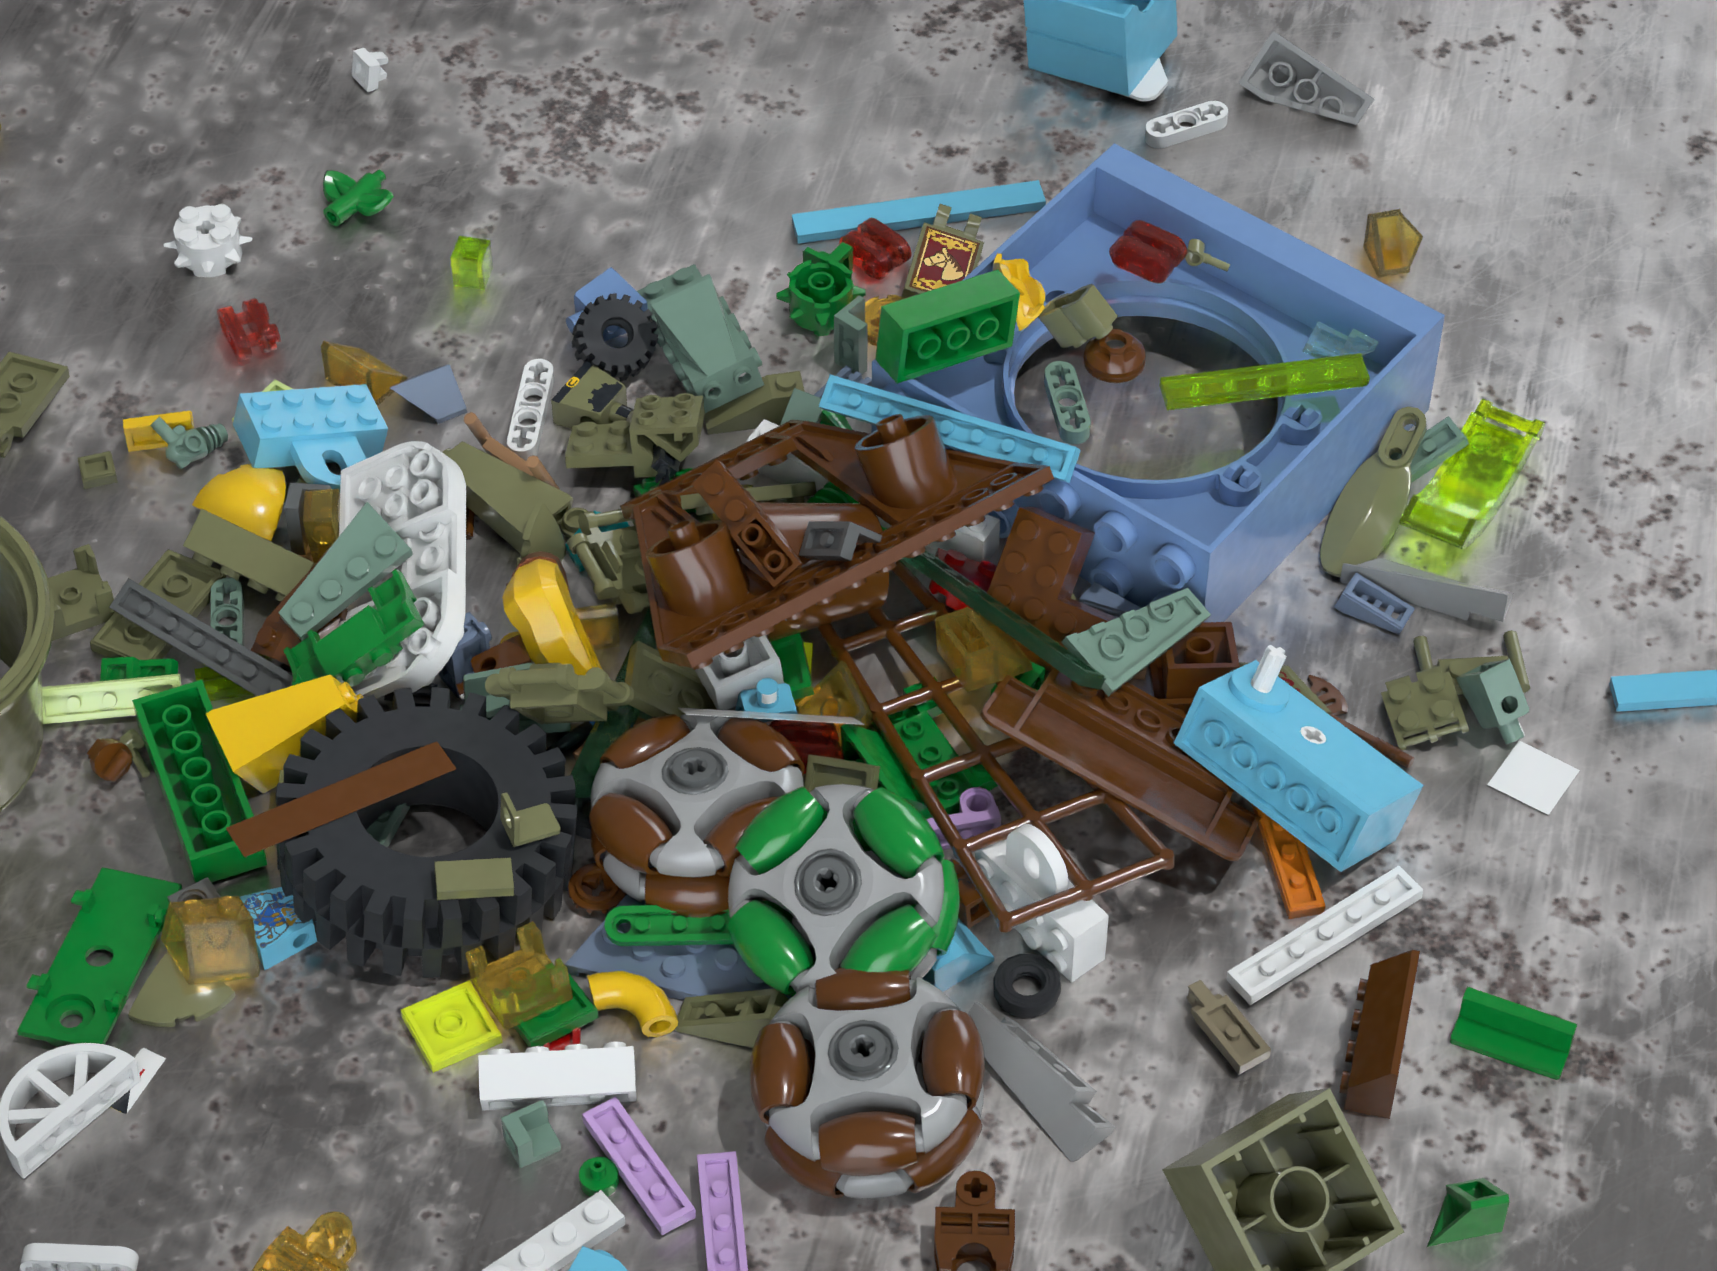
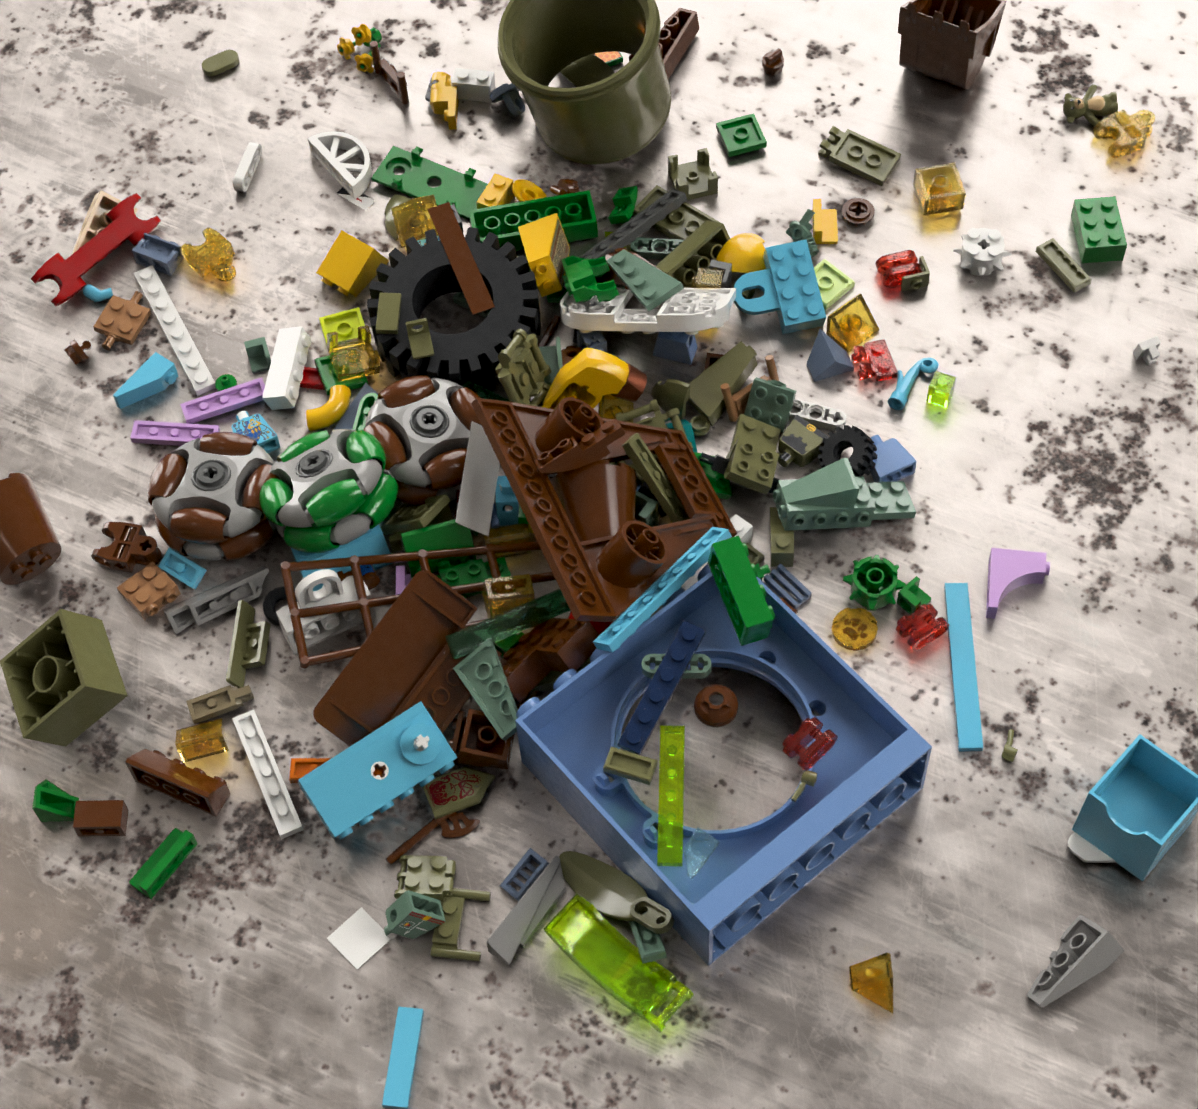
camera: 105 degrees right, 10 degrees up
(89, 293) = (939, 188): none -> clear yellow brick
(97, 470) = (796, 195): olive tile -> none
(100, 698) = (608, 190): yellowish green tile -> none
(121, 385) = (866, 211): none -> gear
(128, 805) = (527, 190): none -> yellow dish
(140, 848) = (496, 192): none -> yellow brick
(154, 126) = (1098, 229): none -> piece
(220, 162) = (1063, 265): none -> olive plate
(261, 294) = (917, 280): none -> olive bracket
(316, 1031) = (350, 265): none -> yellow slope
(351, 196) = (1021, 335): green plant -> none
(415, 341) = (880, 361): none -> clear red plate
(456, 307) = (904, 384): none -> medium azure plant
(534, 430) = (770, 402): none -> sand green plate
(708, 1100) = (257, 429): none -> torso
(773, 179) = (1010, 570): none -> lavender arch
(802, 407) = (755, 544): sand green panel -> none
(834, 540) = (564, 500): dark grey panel -> none
(851, 336) = (825, 588): sand green panel -> none
(943, 254) = (901, 668): tile -> none
(998, 1138) = (182, 568): none -> medium azure plate
(1031, 290) = (801, 648): yellow piece -> none
(1034, 161) = (1009, 752): none -> olive hand
(1048, 1182) = (149, 590): none -> medium nougat plate
(1078, 317) = (737, 674): olive brick -> none
(1112, 403) = (661, 688): none -> dark blue plate
(1113, 1004) = (247, 645): none -> olive bracket
(1205, 117) = (1041, 856): white beam -> none
(1234, 429) = (630, 765): none -> olive tile
(1298, 1031) = (201, 740): none -> clear yellow slope
(1478, 1131) = (100, 818): none -> reddish brown panel

